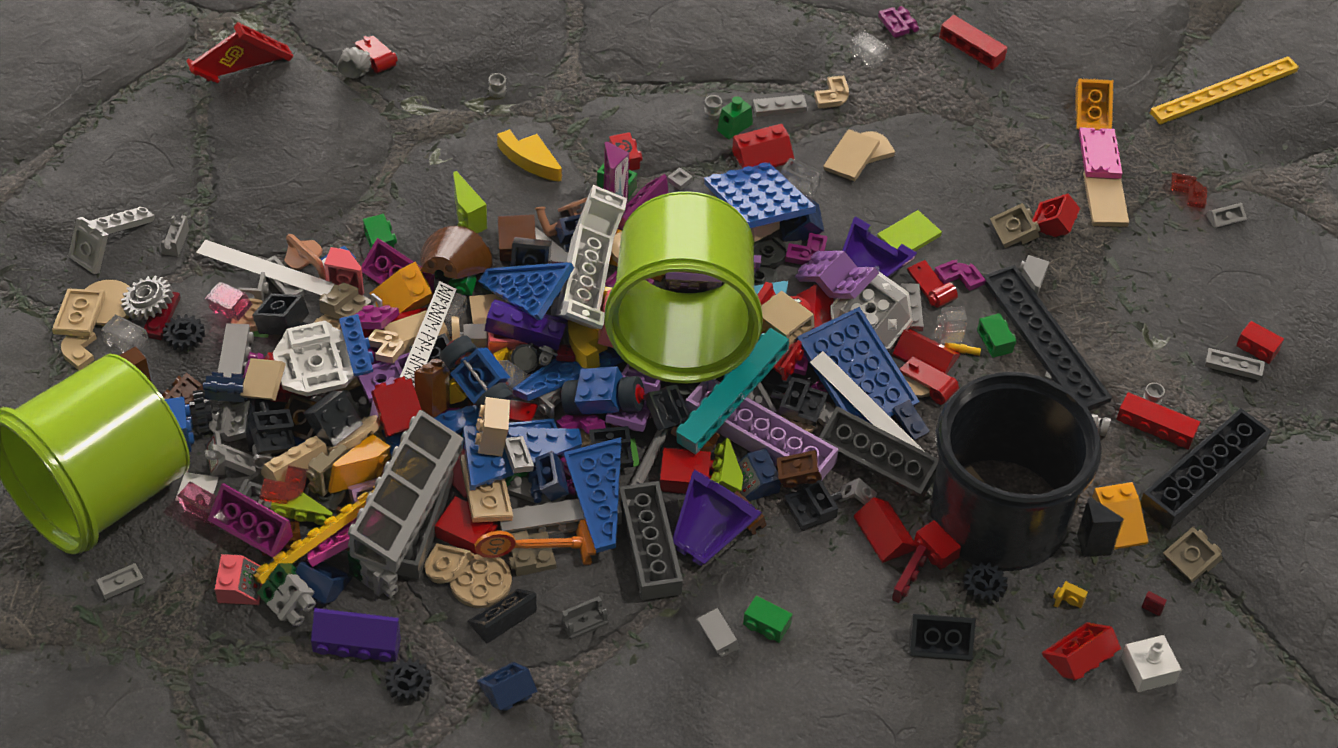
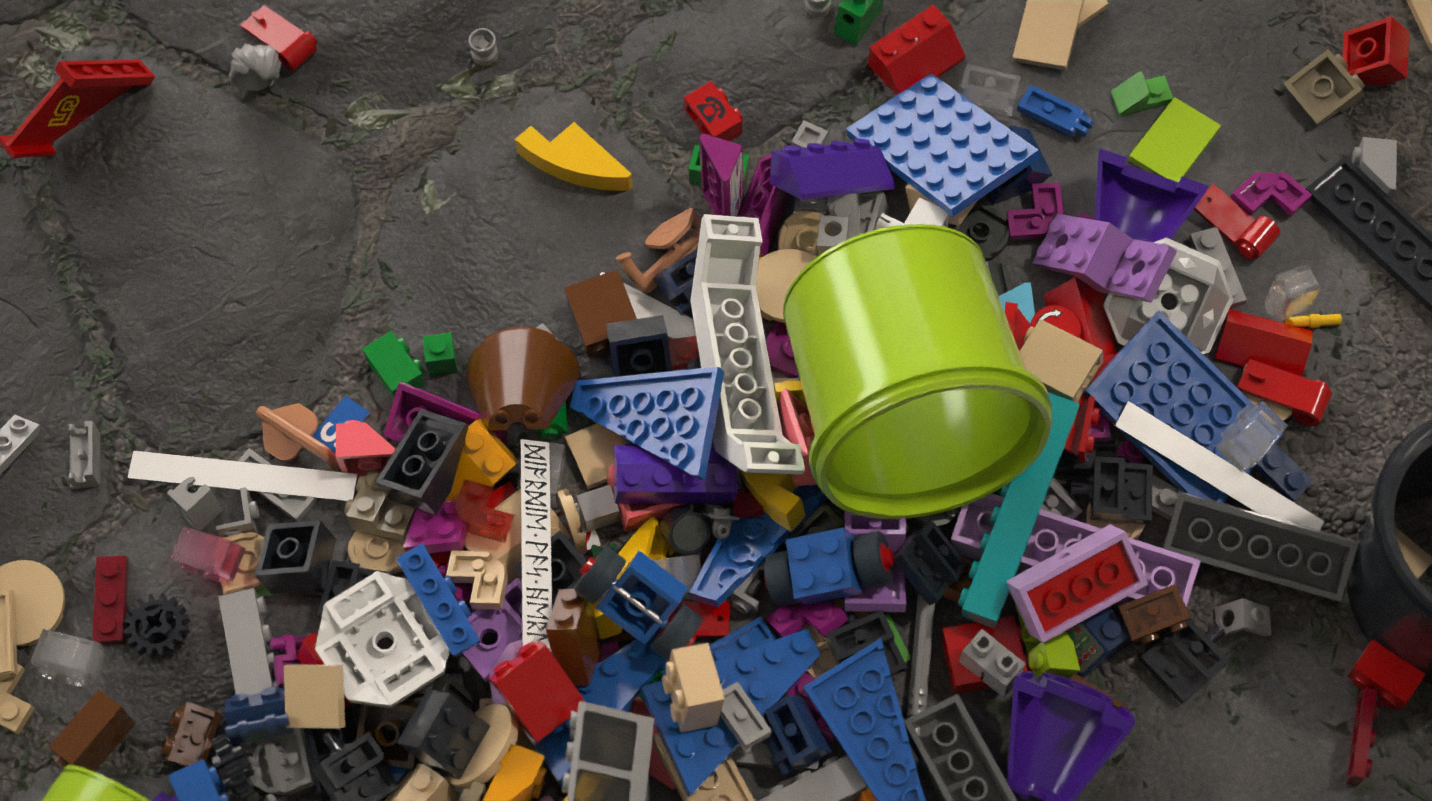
camera: 10 degrees left, 15 degrees up
(147, 298) = (74, 603): light grey gear -> none
(231, 272) = (196, 507): none -> light grey hinge
(375, 279) = (425, 462): none -> black slope
(400, 314) = (474, 512): none -> clear red plate
(409, 234) = (440, 354): none -> green brick
(469, 206) = (518, 286): lime slope -> none
(662, 183) = (830, 169): none -> dark purple slope
(682, 464) = (993, 660): none -> light grey hips
(752, 433) = (1077, 583): none -> brick
(838, 200) = (1054, 112): none -> blue hinge
(884, 530) = (1301, 670): red slope -> none
(895, 391) = (1251, 436): none -> clear brick
(897, 205) = (1141, 94): none -> bright green slope
(996, 335) = (1356, 286): green brick -> none

